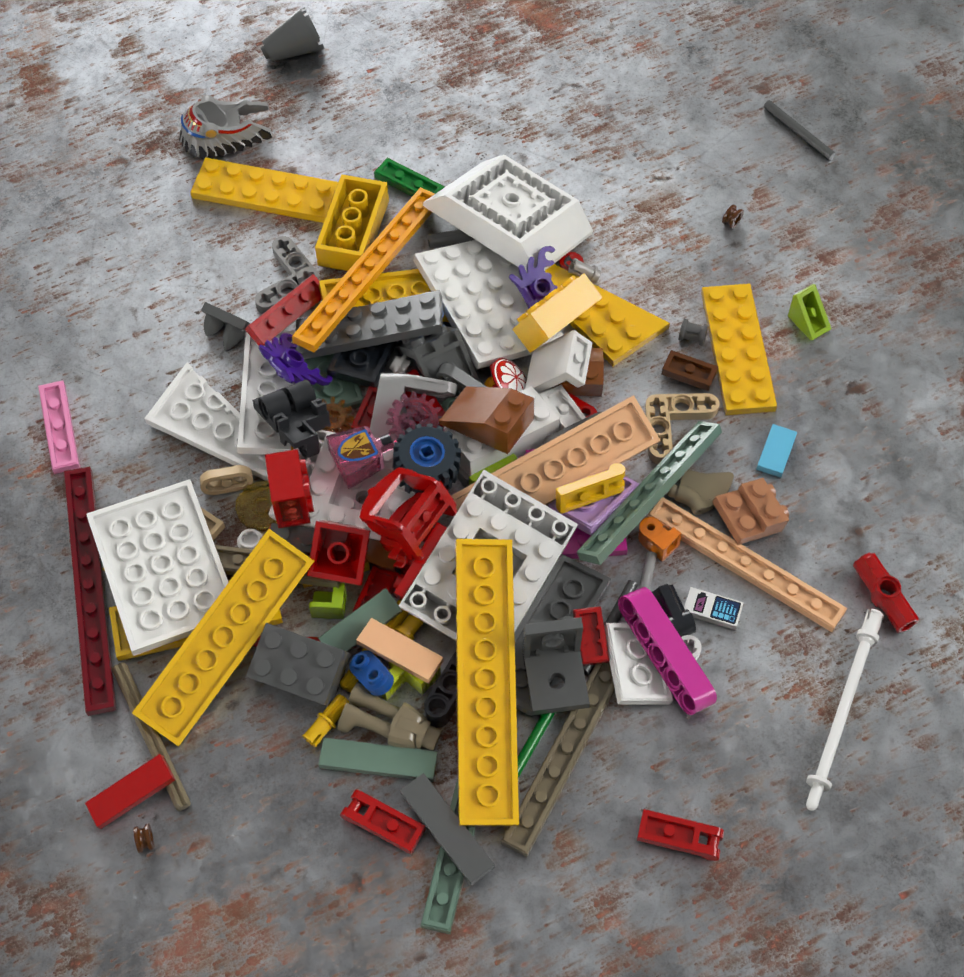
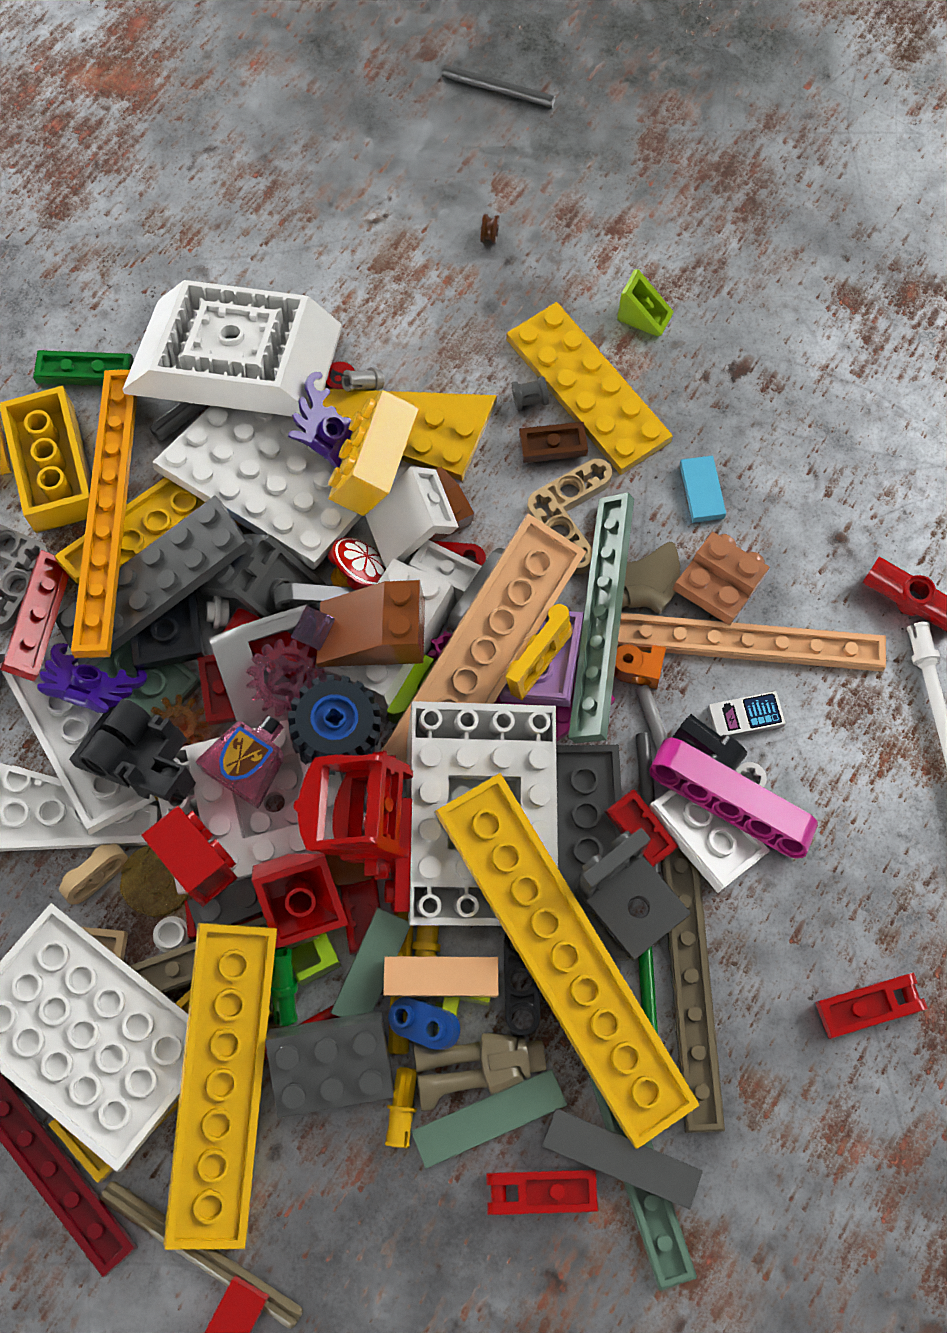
camera: 30 degrees left, 10 degrees up
(298, 604) = (284, 988): none -> green pin
(450, 398) = (312, 628): none -> clear purple tile

